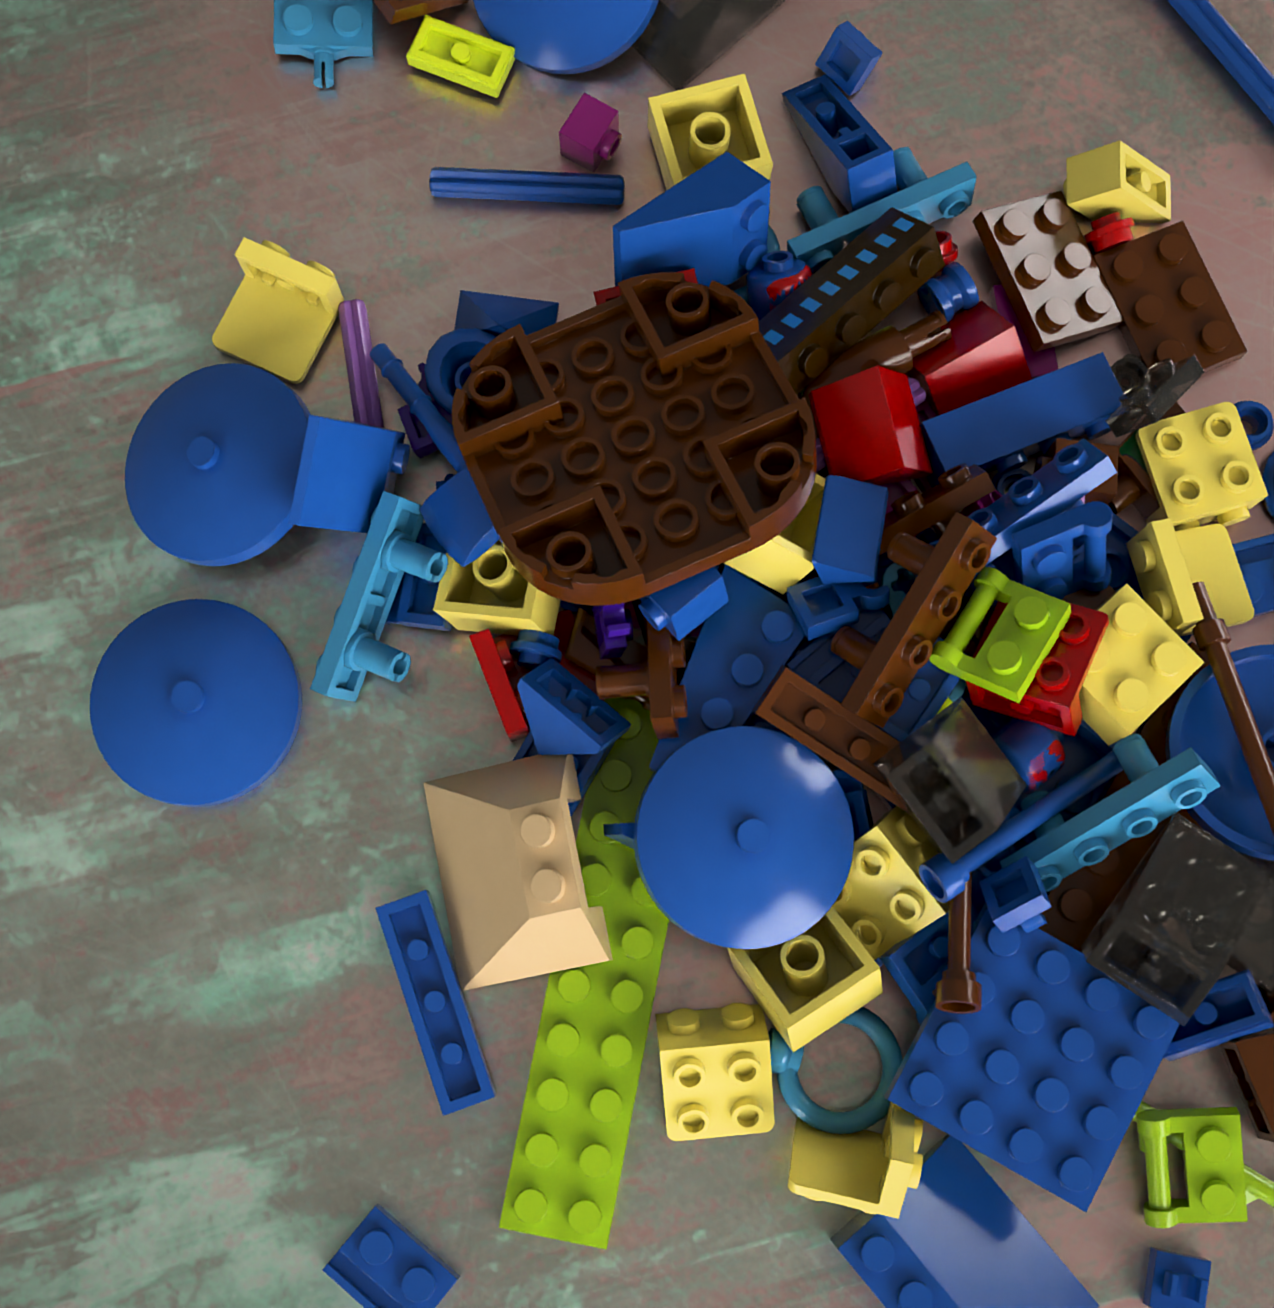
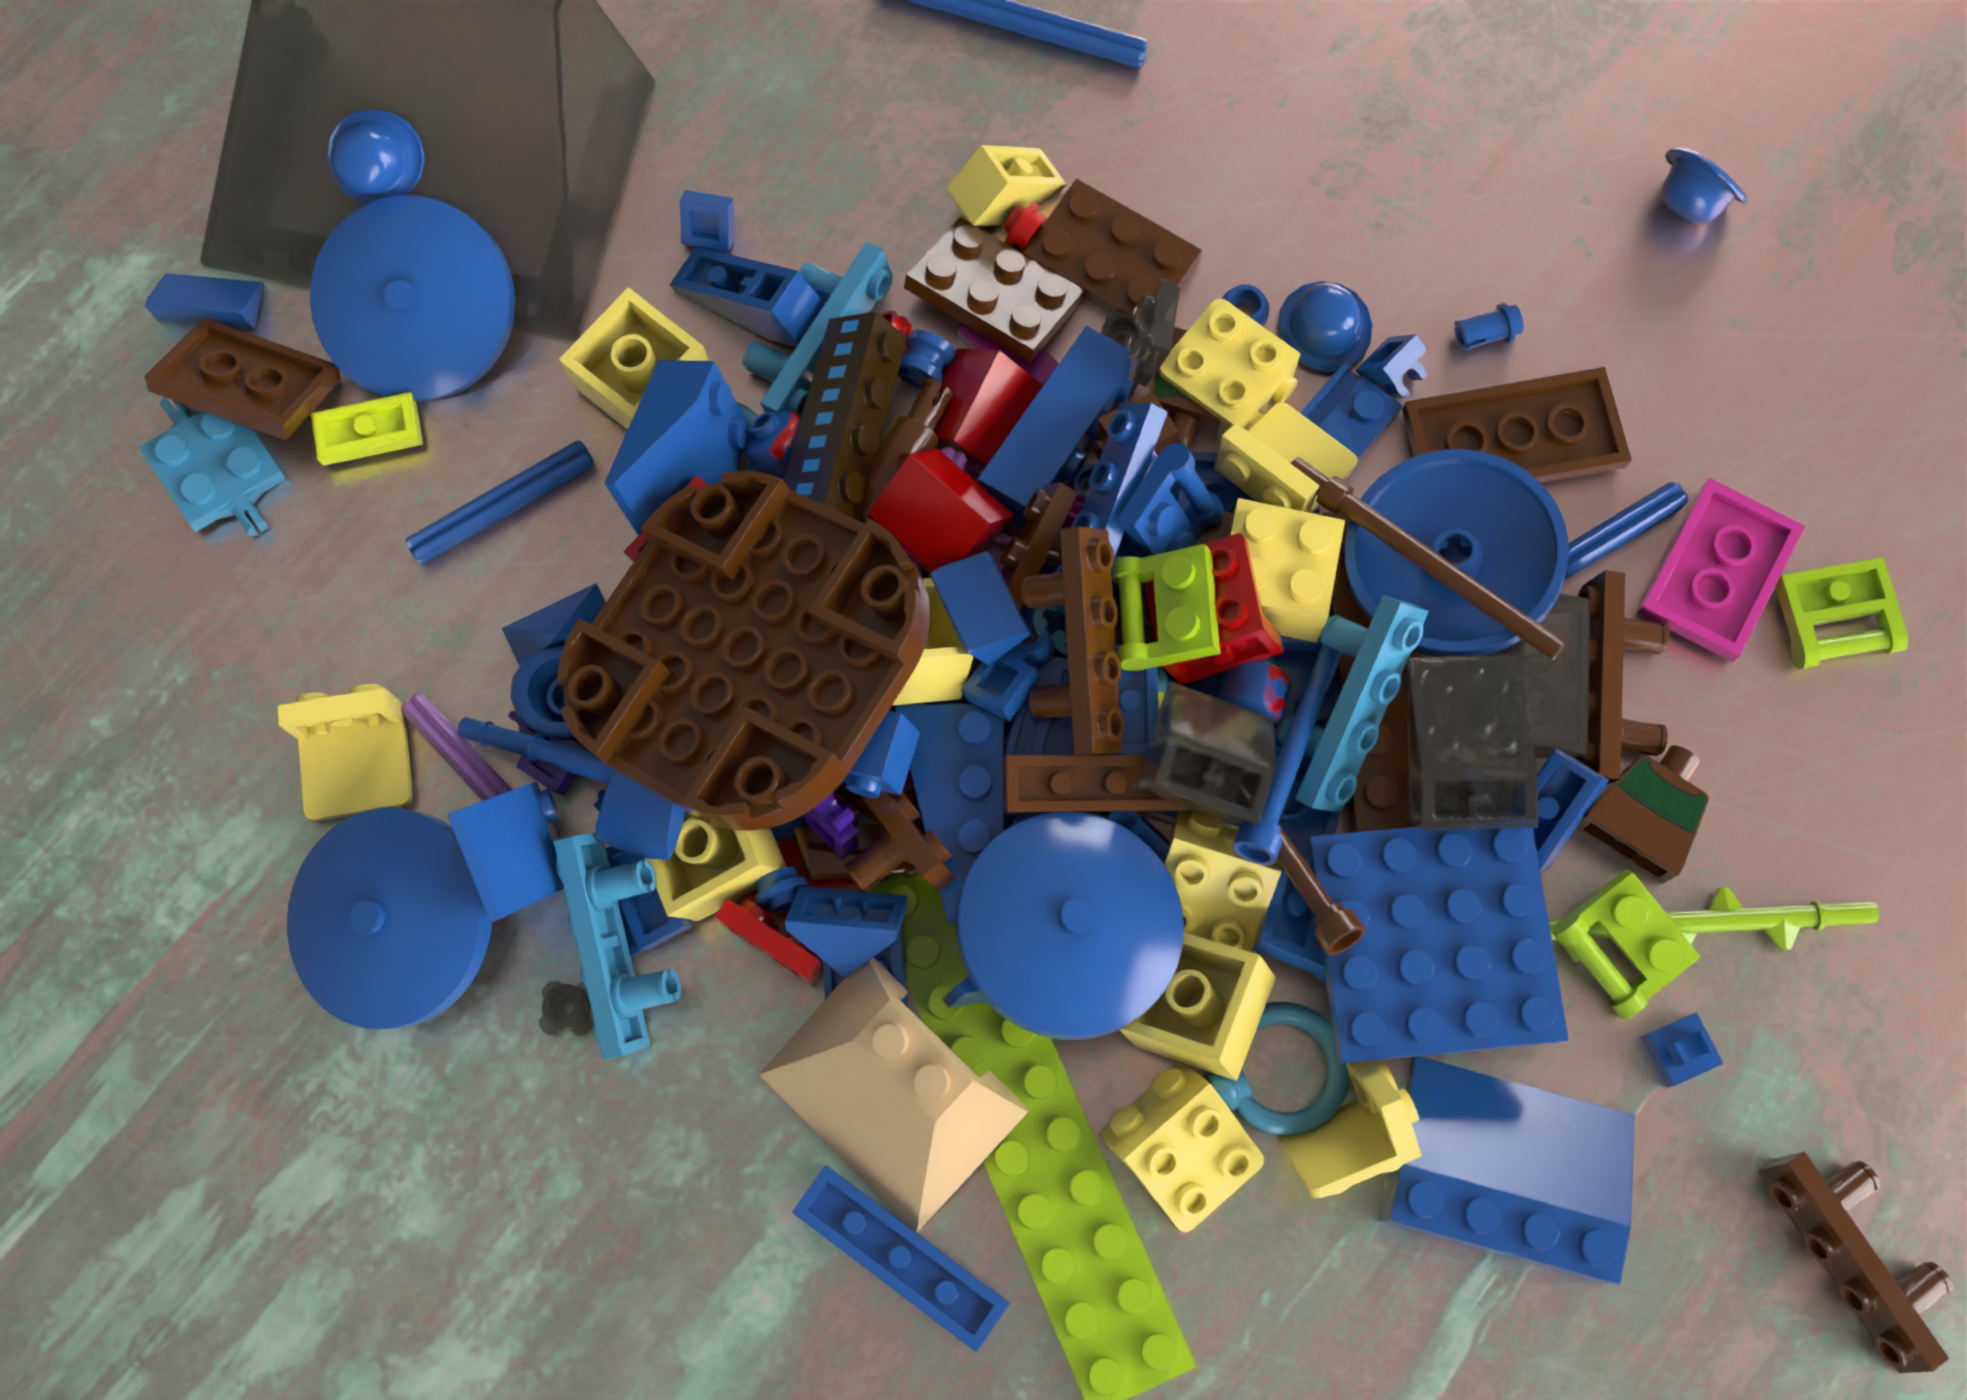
camera: 30 degrees left, 5 degrees down
(196, 703) = (506, 1146): blue dish -> none
(296, 628) = (554, 1017): none -> clear smoke plate
(590, 133) = (526, 422): magenta plate -> none
(1016, 896) = (1329, 816): blue tile -> none

